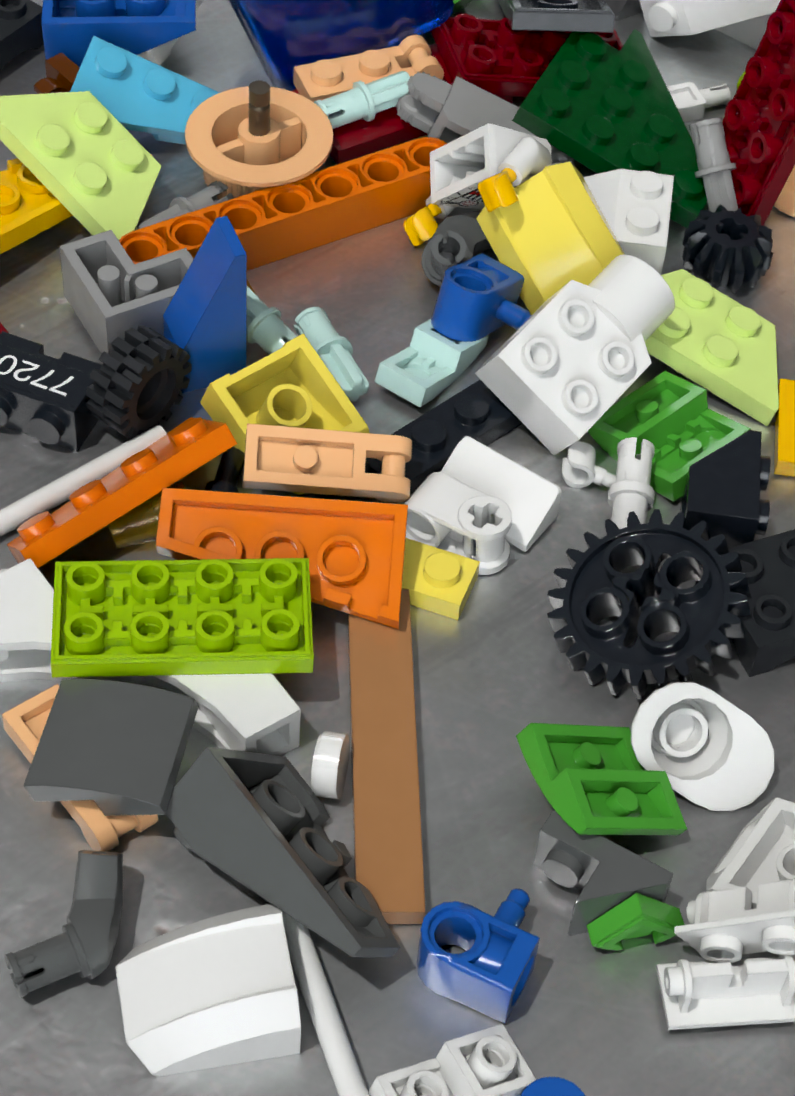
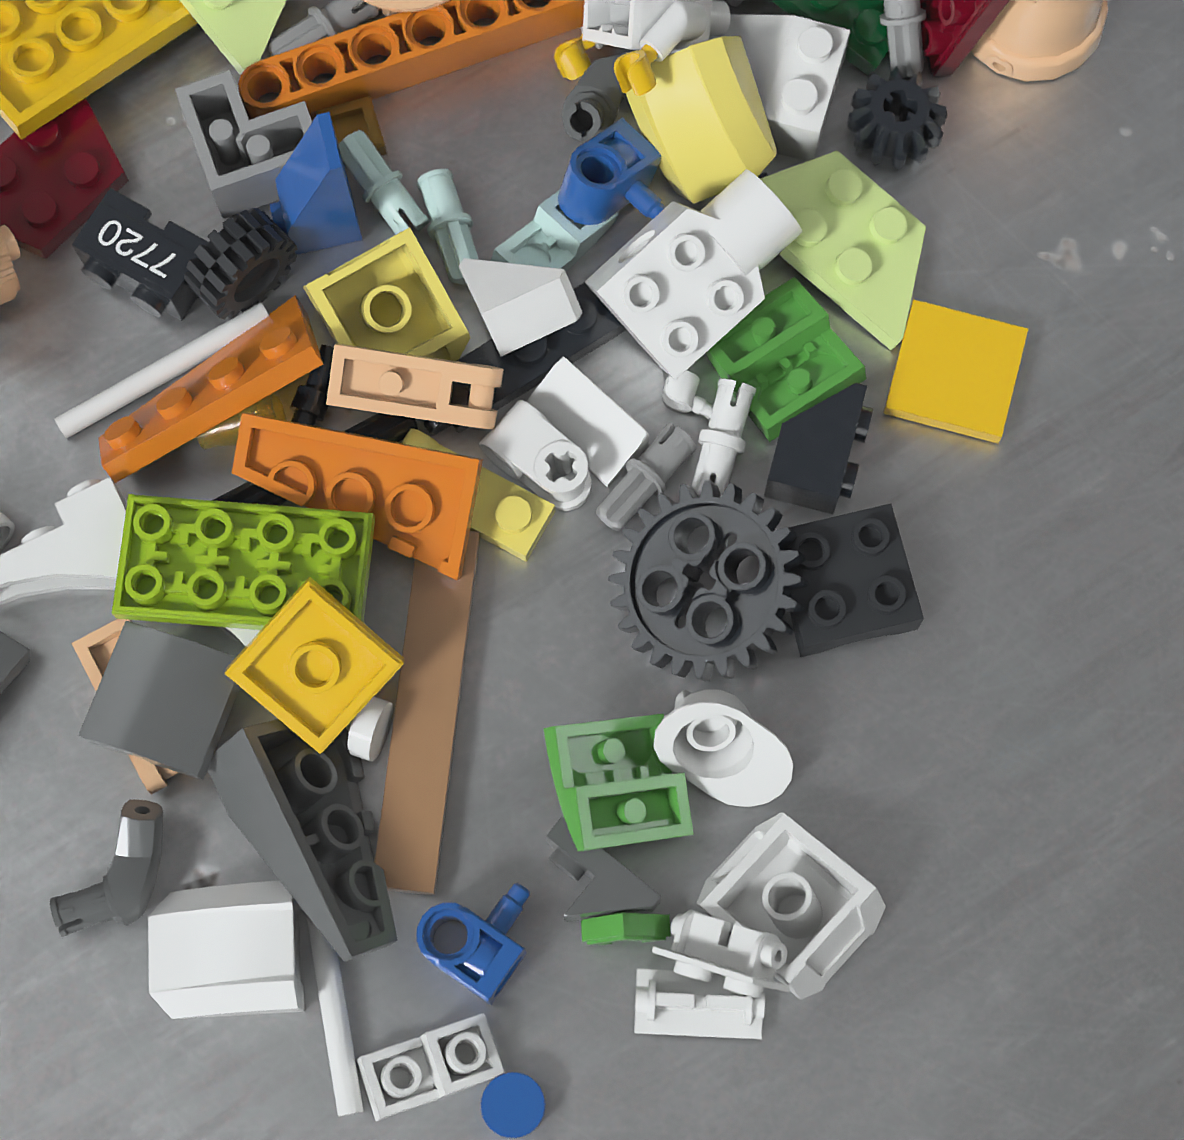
camera: 15 degrees right, 25 degrees up
(273, 688) = (314, 665): none -> yellow tile
(414, 390) = (520, 300): none -> white slope
(564, 531) = (646, 476): none -> light grey axle

